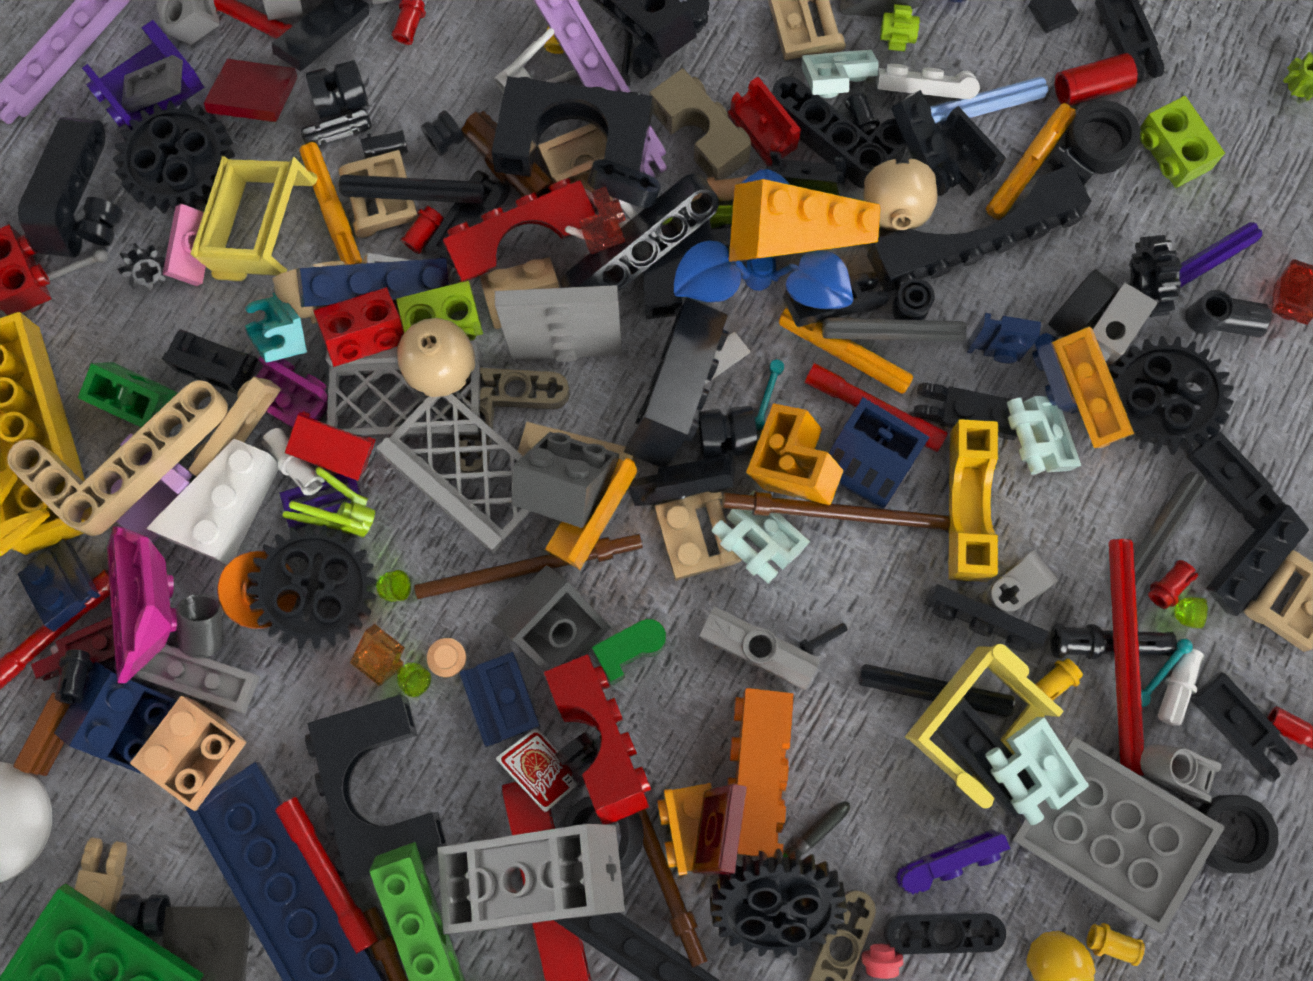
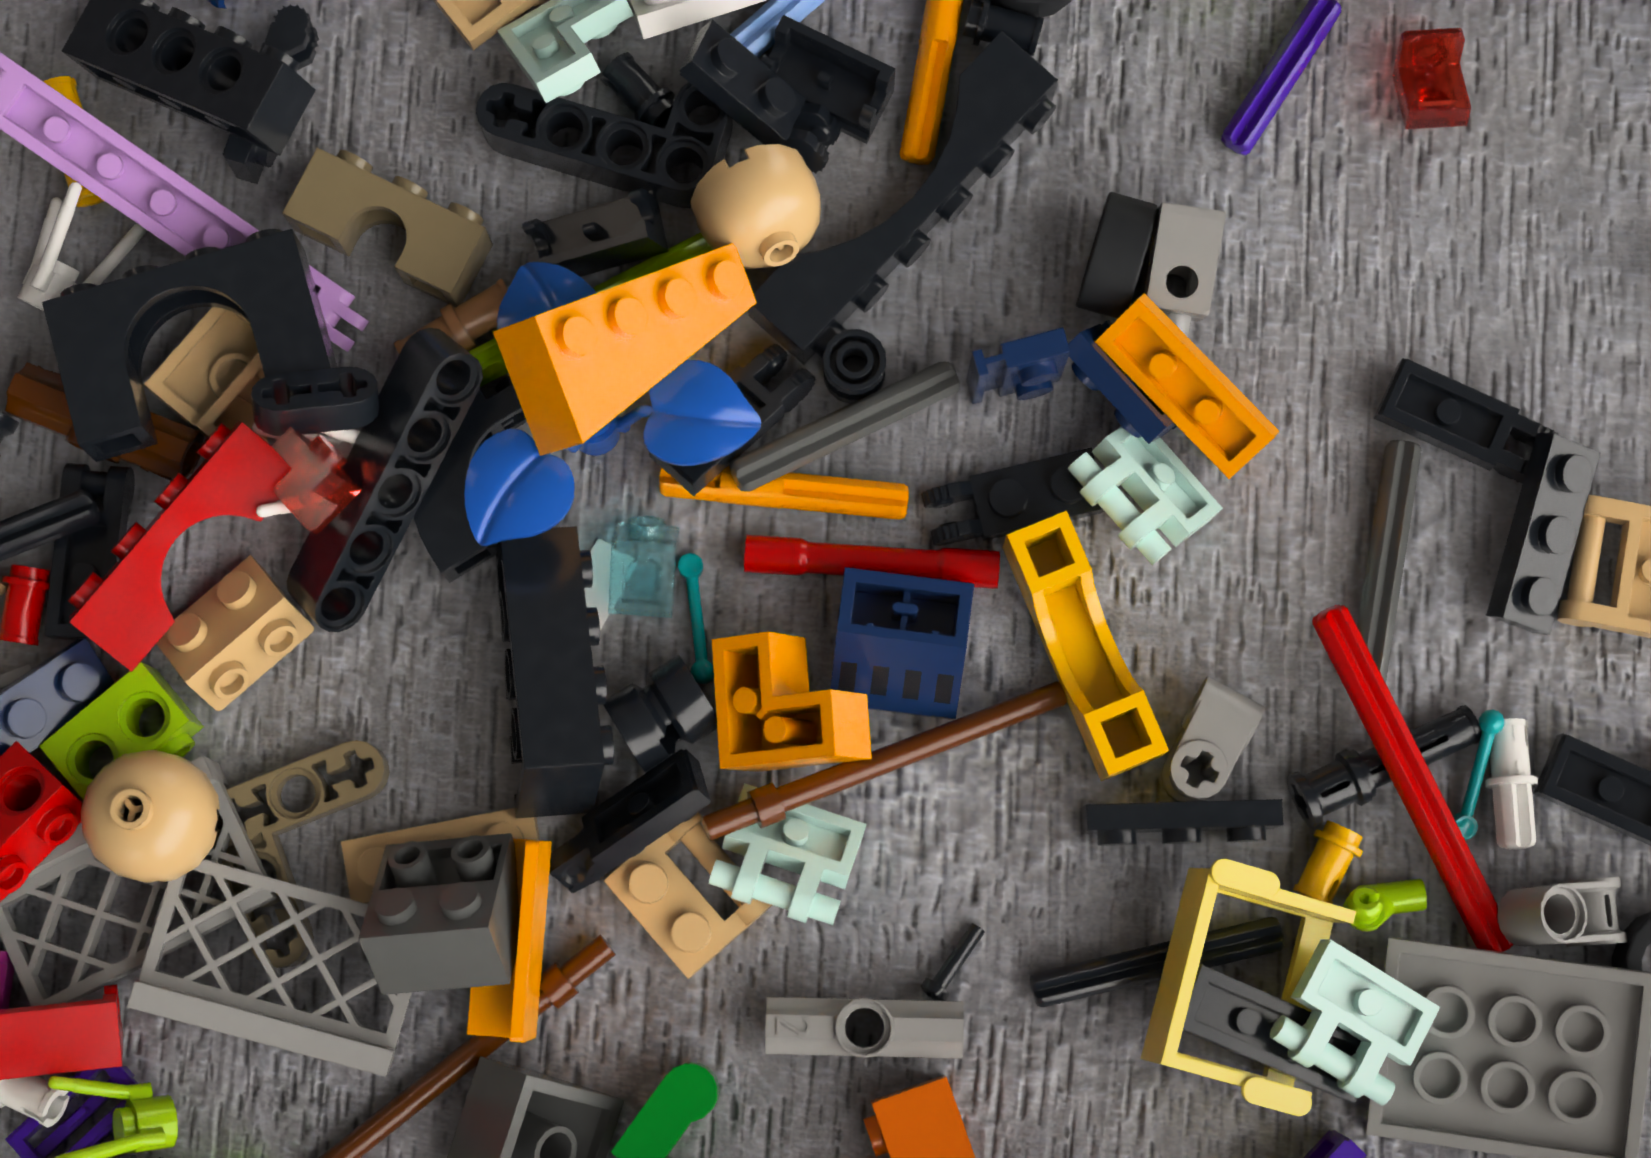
camera: 25 degrees left, 5 degrees up
(560, 322) = (322, 677): light grey plate -> none
(626, 57) = (227, 197): black hinge -> none
(751, 355) = (643, 567): none -> clear light blue bracket
(764, 121) = (488, 174): red hinge -> none
(1077, 716) = (1380, 901): none -> lime arm
(1156, 272) = (1205, 157): black gear -> none
(1166, 591) = (1435, 631): red pin -> none
(1181, 367) = (1307, 281): black gear -> none
(1192, 612) = (1481, 660): clear neon green hinge -> none
(1228, 315) = (1346, 162): black piece -> none

